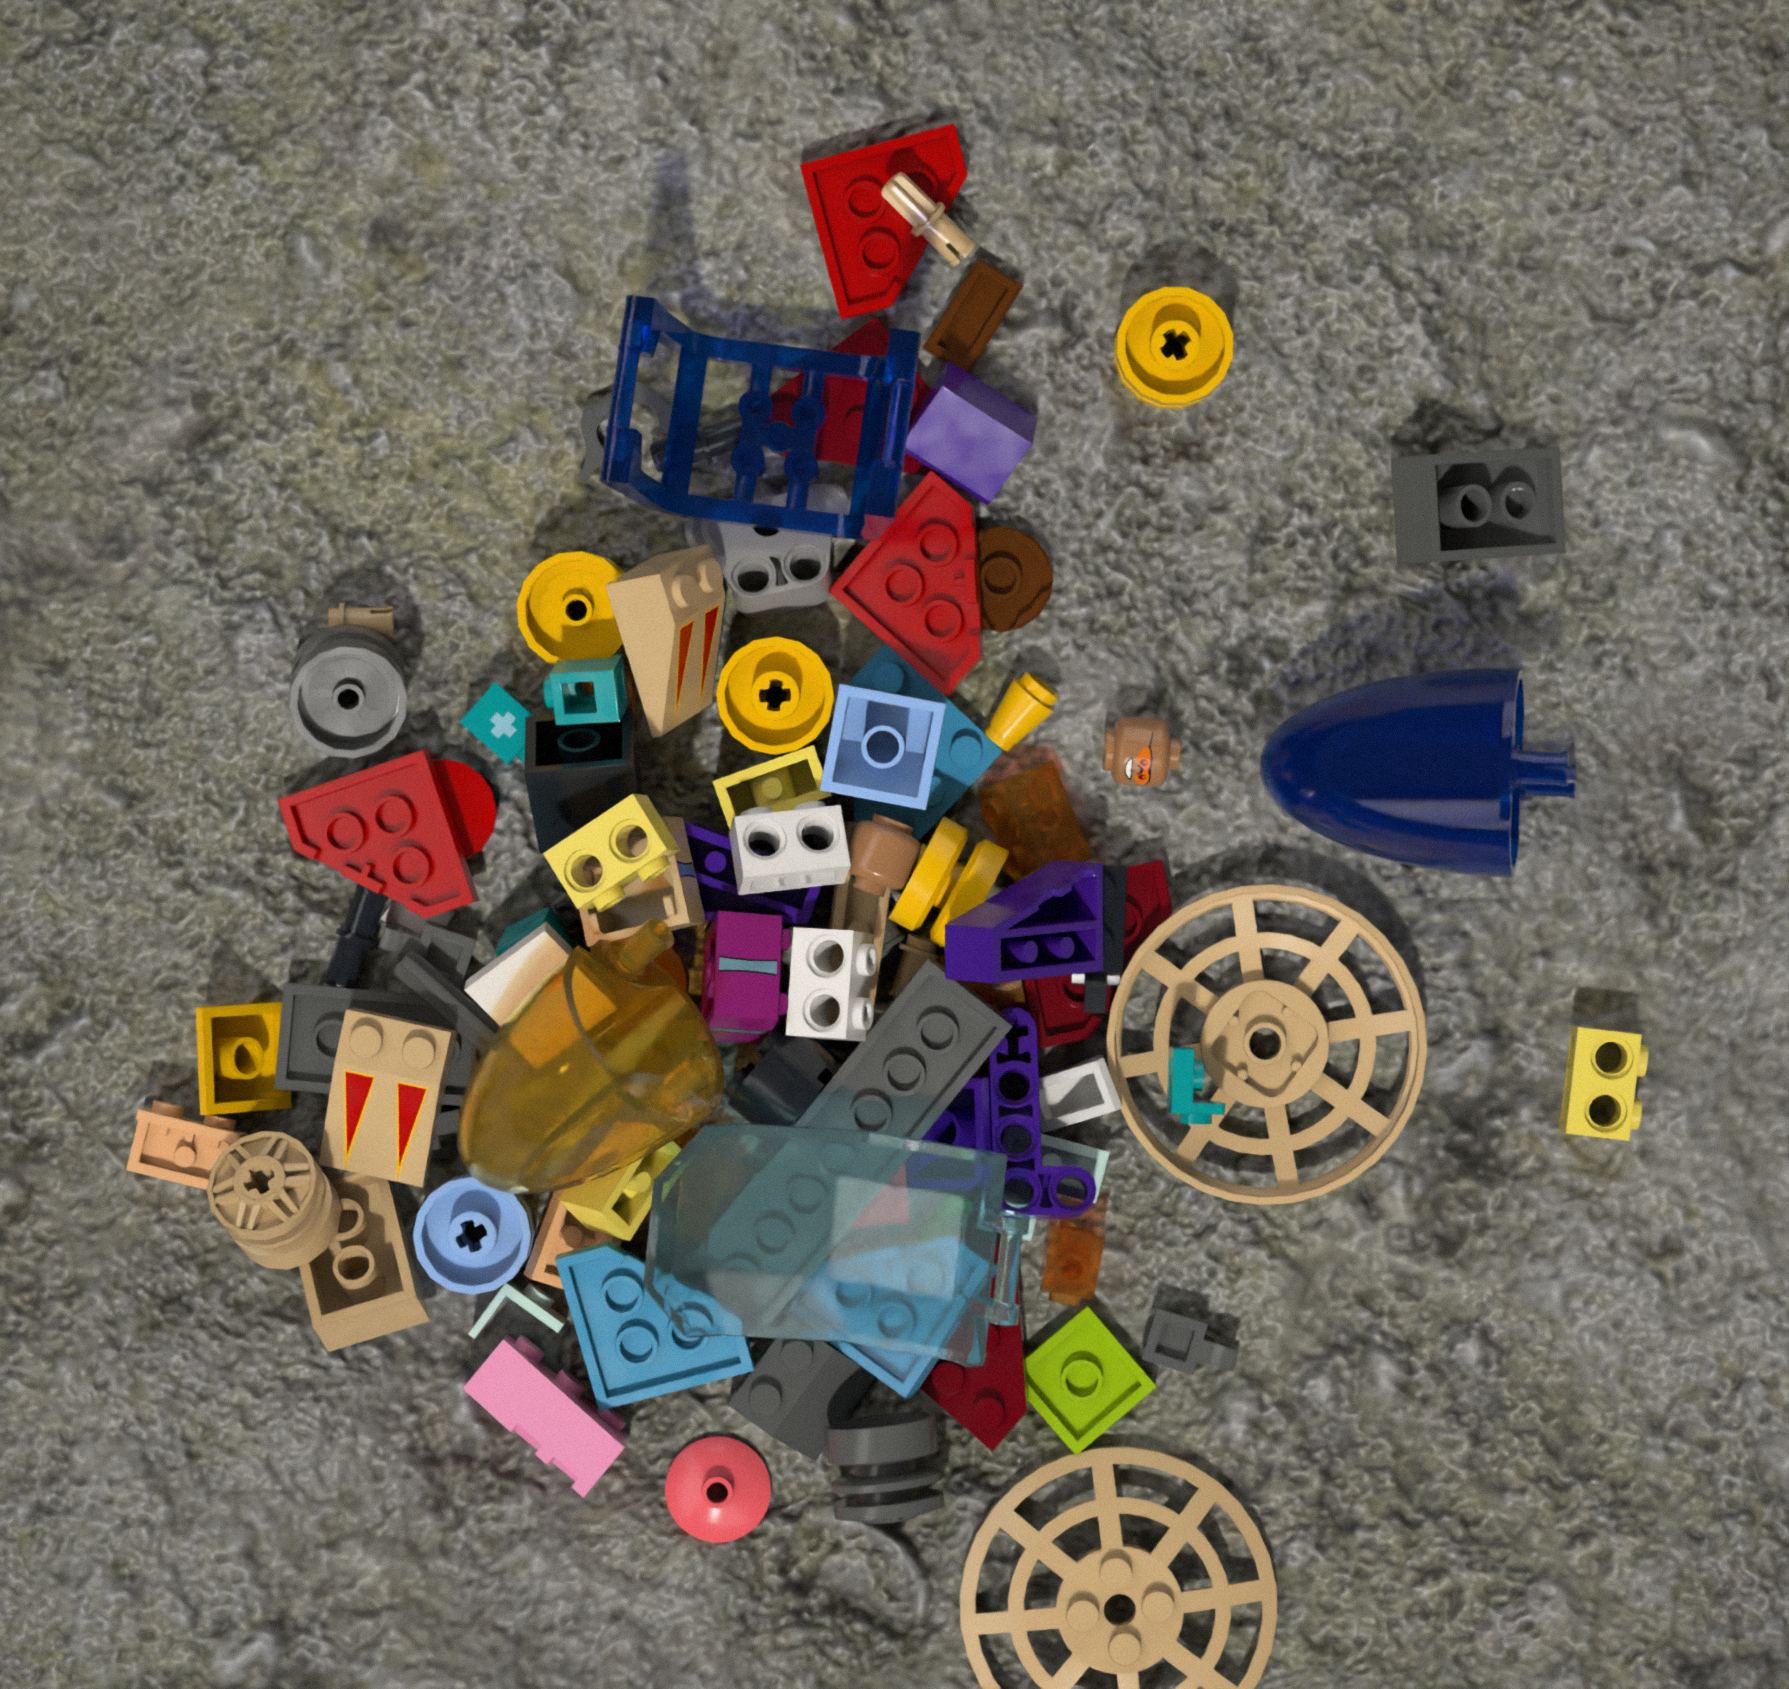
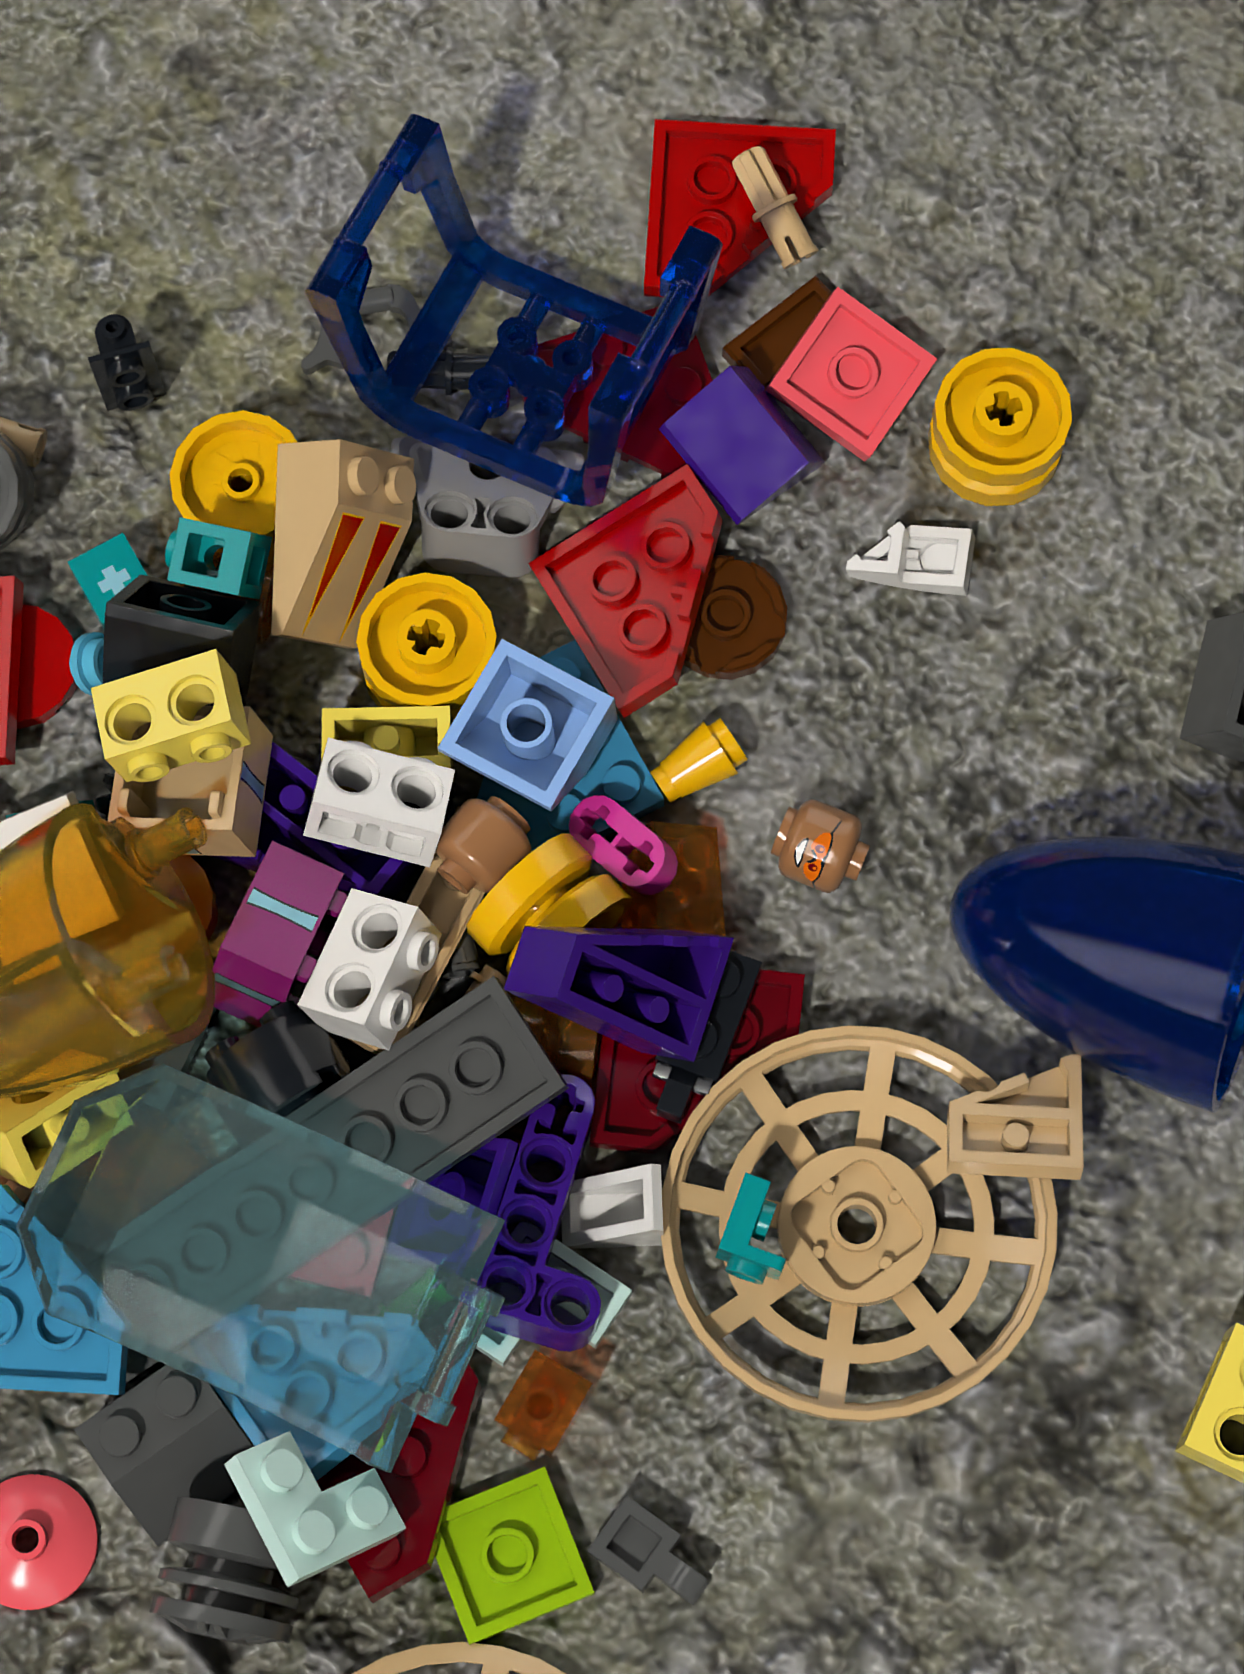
camera: 20 degrees right, 15 degrees down
(442, 538) = (124, 369): none -> black hinge
(508, 791) = (87, 661): none -> medium azure plate
(929, 1421) = (298, 1521): none -> light aqua plate
(982, 819) = (630, 834): none -> dark pink beam
(1037, 340) = (851, 374): none -> coral plate
(1142, 477) = (919, 559): none -> white slope
(1370, 934) = (1021, 1126): none -> tan wing

